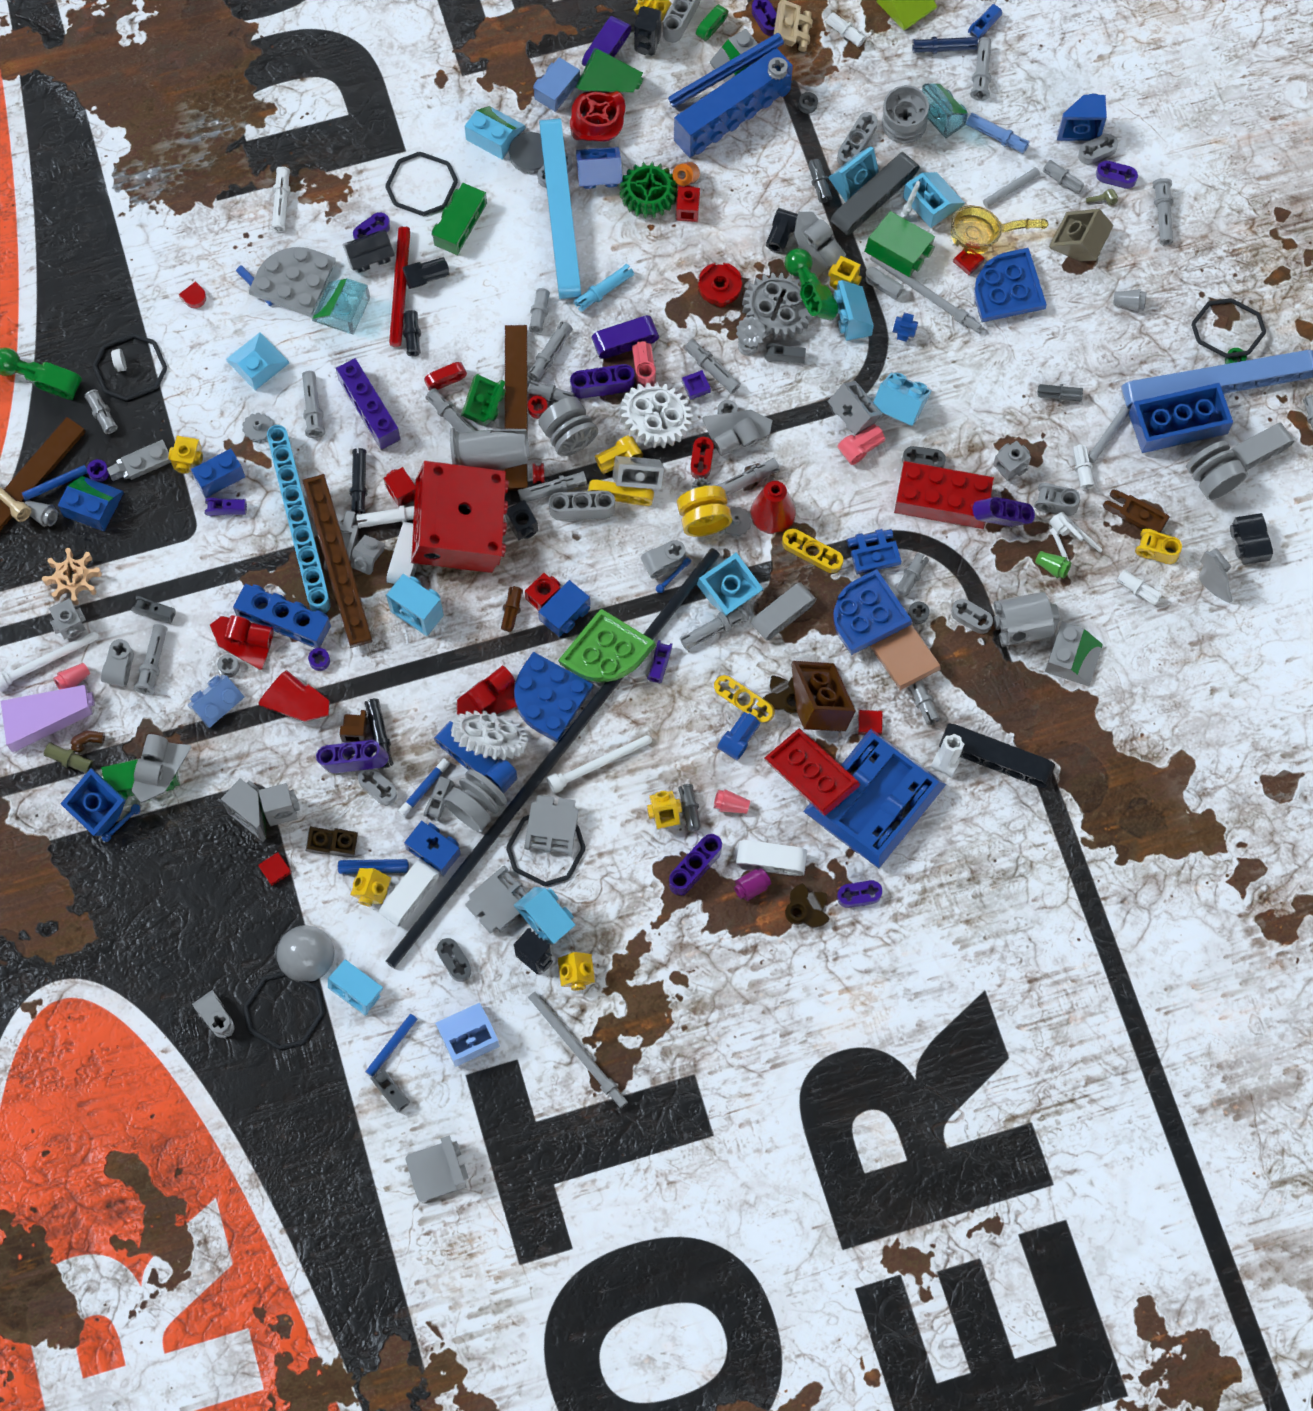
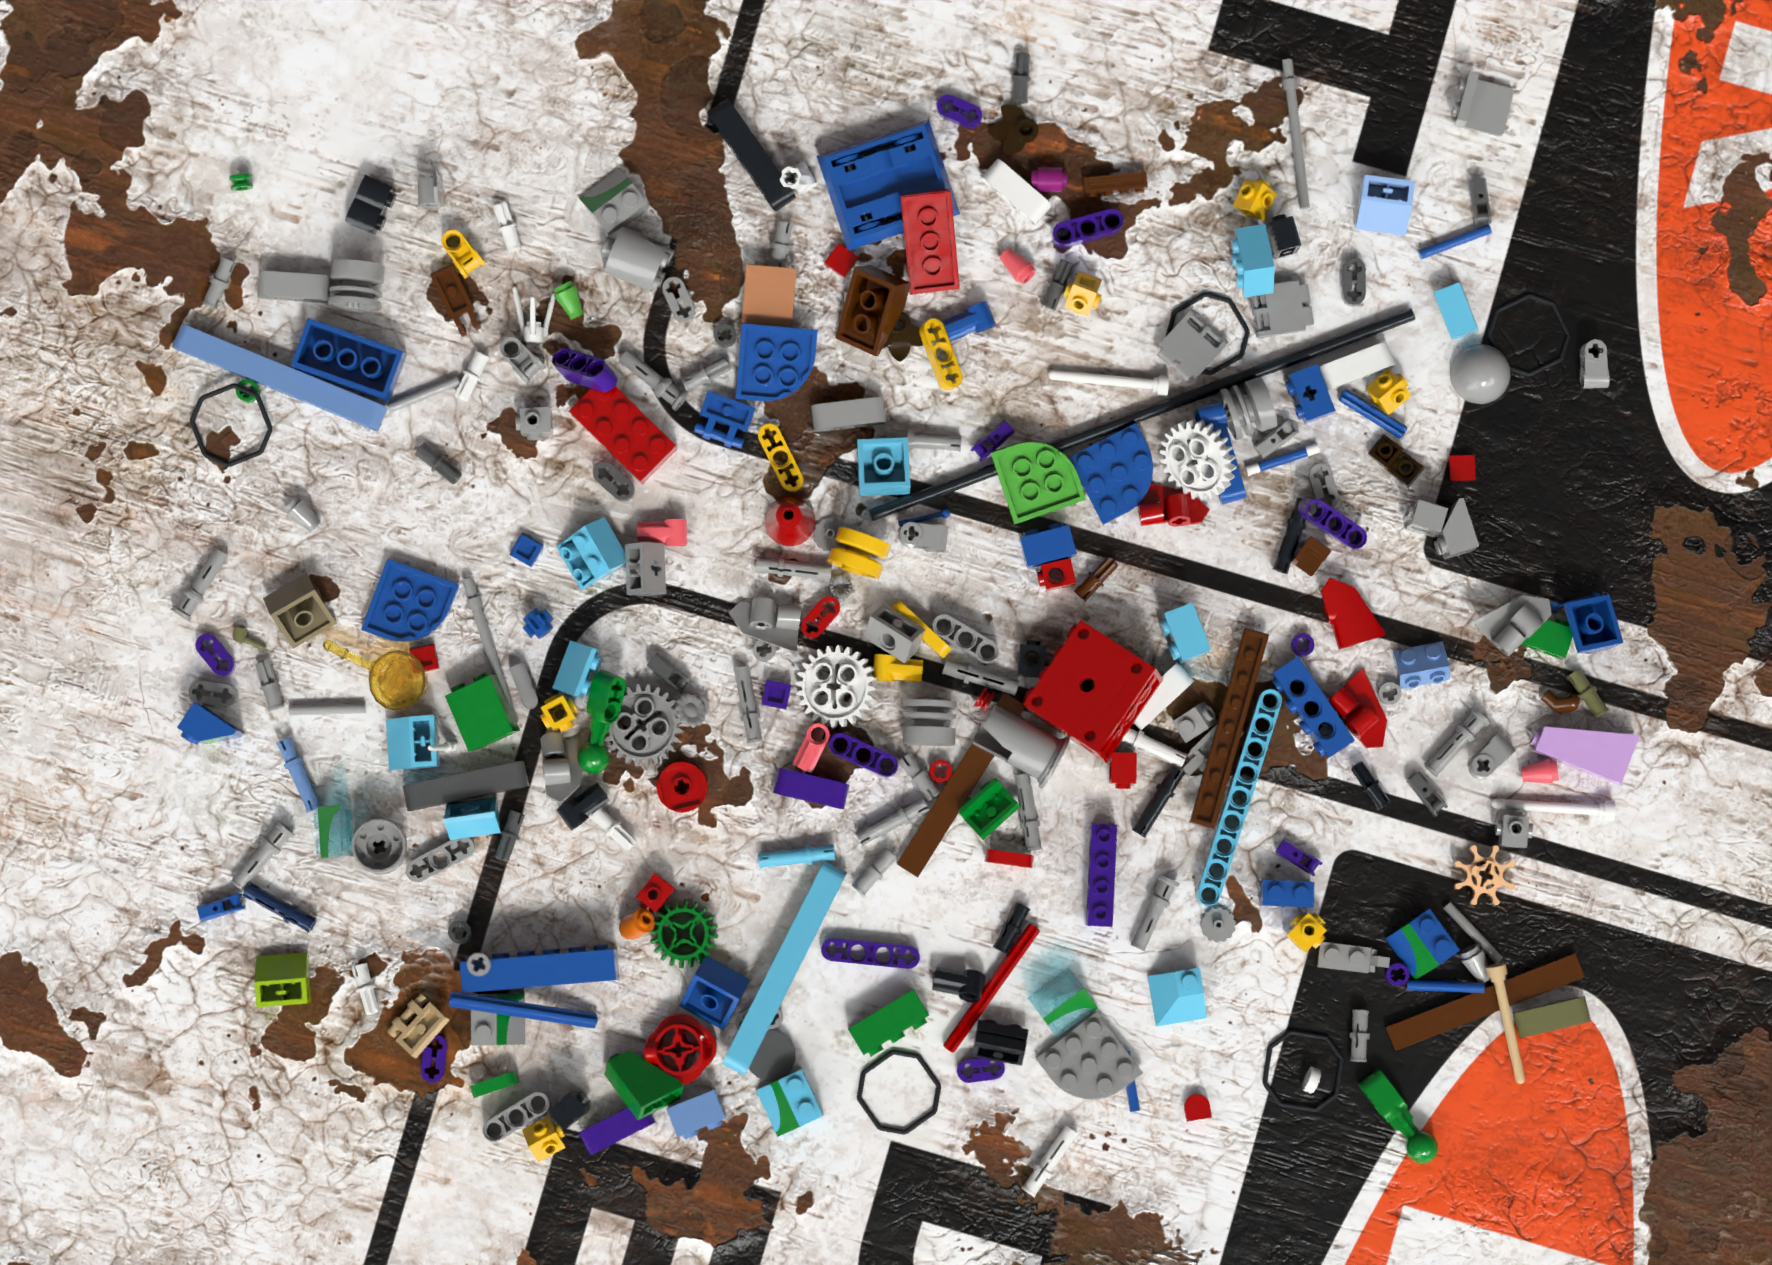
camera: 145 degrees left, 15 degrees up
(56, 534) = (1467, 926): none -> light grey bar
(201, 588) = (1370, 785): none -> black axle
(506, 260) = (870, 953): none -> dark purple beam
(696, 916) = (1115, 184): none -> reddish brown piece
(749, 228) = (613, 828): none -> white axle
(829, 950) = (1021, 78): none -> dark grey axle
(938, 545) = (661, 385): none -> light grey pin
(951, 375) = (526, 550): none -> blue tile

